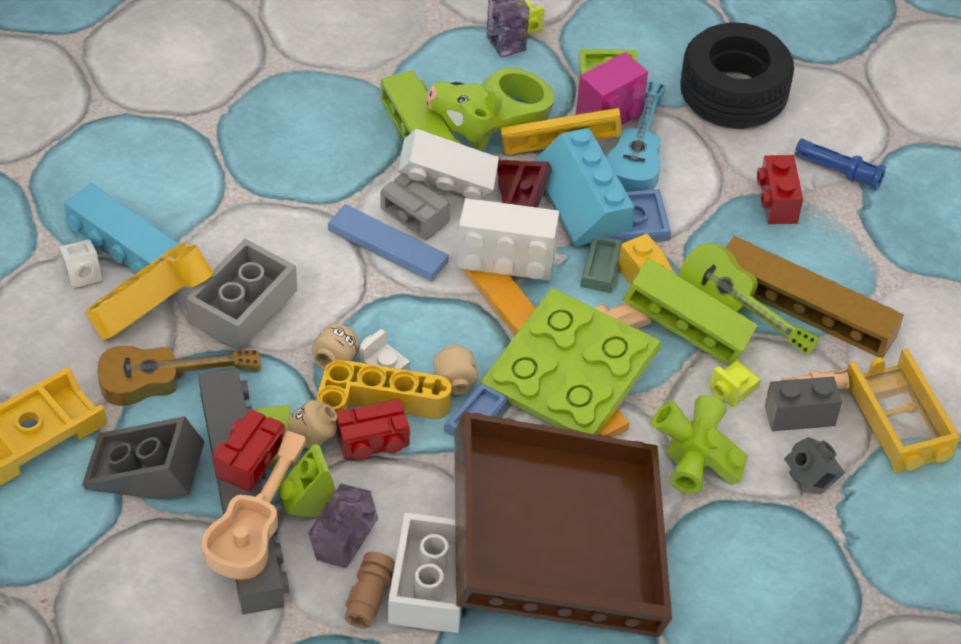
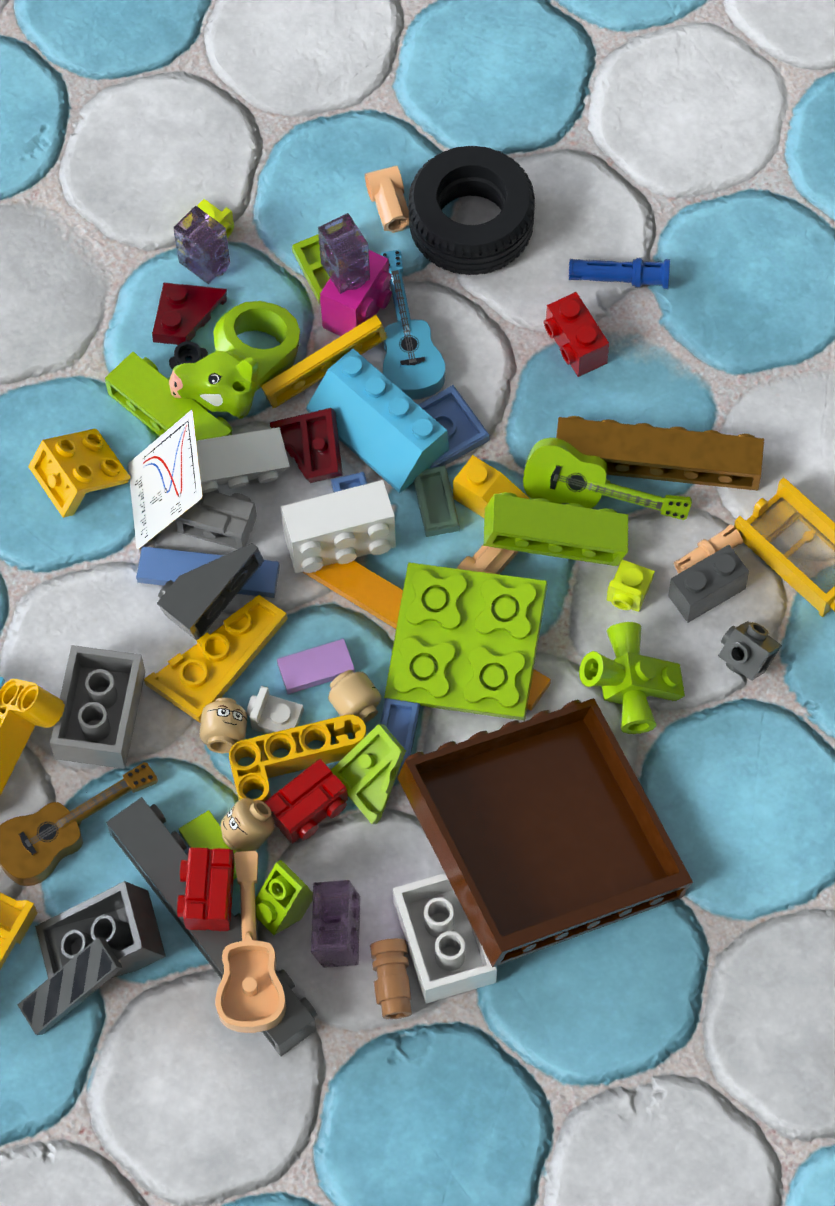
camera: 20 degrees left, 15 degrees up
(96, 480) = (70, 986): none -> dark grey tile
(326, 128) = (74, 466): none -> yellow bracket
(362, 301) = (217, 658): none -> yellow wing
(379, 242) = (205, 592): none -> dark grey slope
(386, 156) = (165, 480): none -> white sticker
(432, 337) = (314, 666): none -> lavender tile
(434, 428) = (371, 771): none -> lime wing
(470, 64) = (184, 311): none -> dark red wing
(611, 45) = (344, 253): none -> clear purple brick
(674, 45) = (387, 191): none -> light nougat piece

